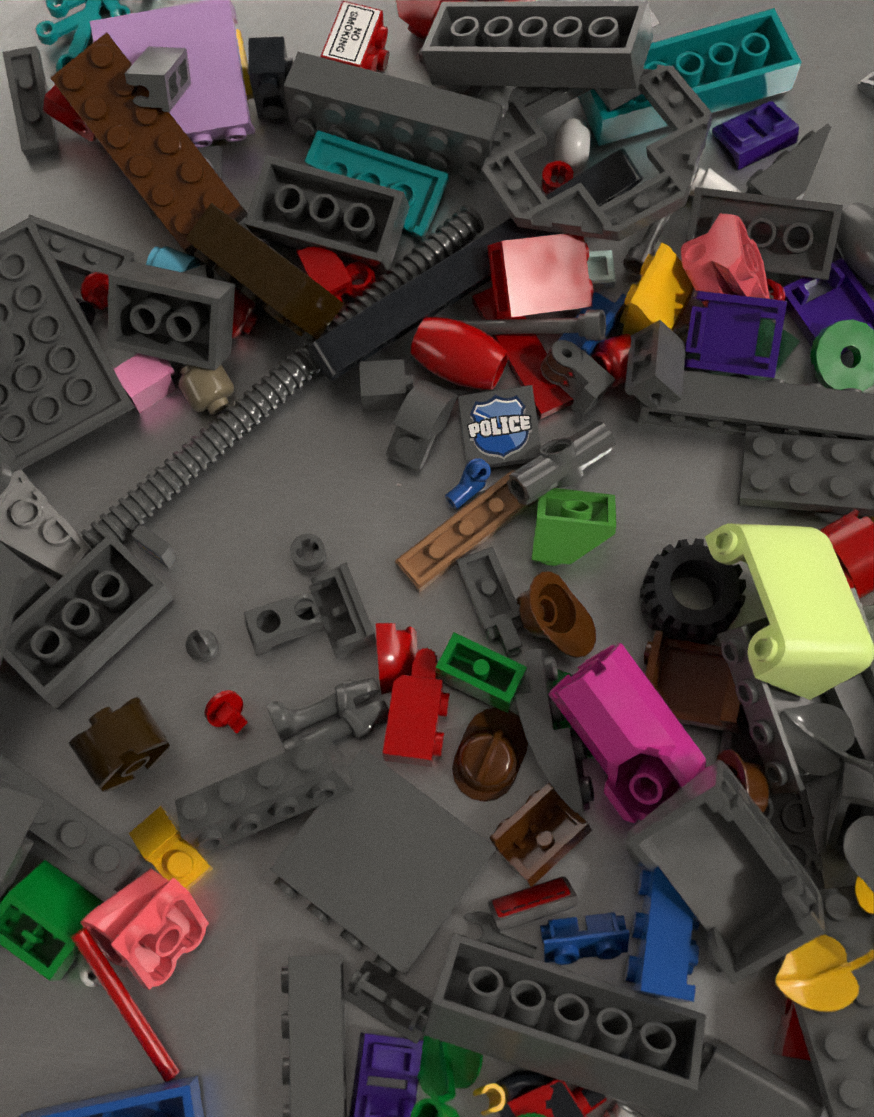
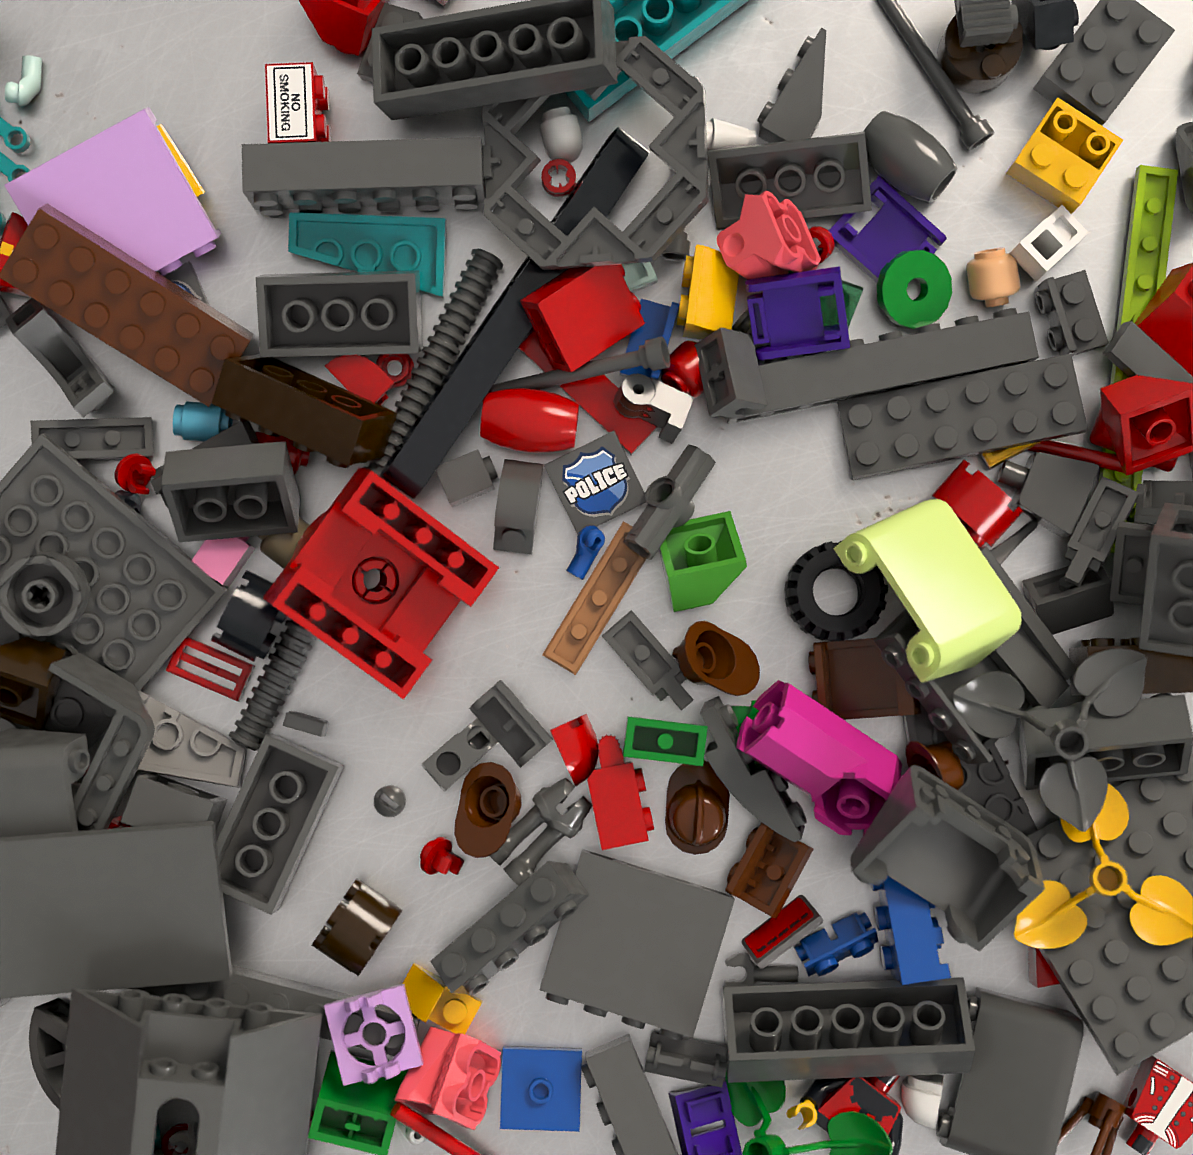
camera: 25 degrees left, 15 degrees up
(61, 815) = (355, 1071): none -> lavender piece
(79, 178) = (61, 356): none -> dark grey arch
(112, 493) = (241, 681): none -> red tile
(145, 433) = (249, 620): none -> black brick
(163, 73) = (113, 234): dark grey hinge -> none
(234, 978) = (541, 1089): none -> blue plate
(267, 73) = (216, 169): black brick -> none
(276, 384) = (420, 583): none -> red piece
(289, 677) = (486, 809): none -> reddish brown piece
(297, 549) = (443, 673): dark grey bush -> none
(747, 144) = (737, 65): dark purple piece -> none

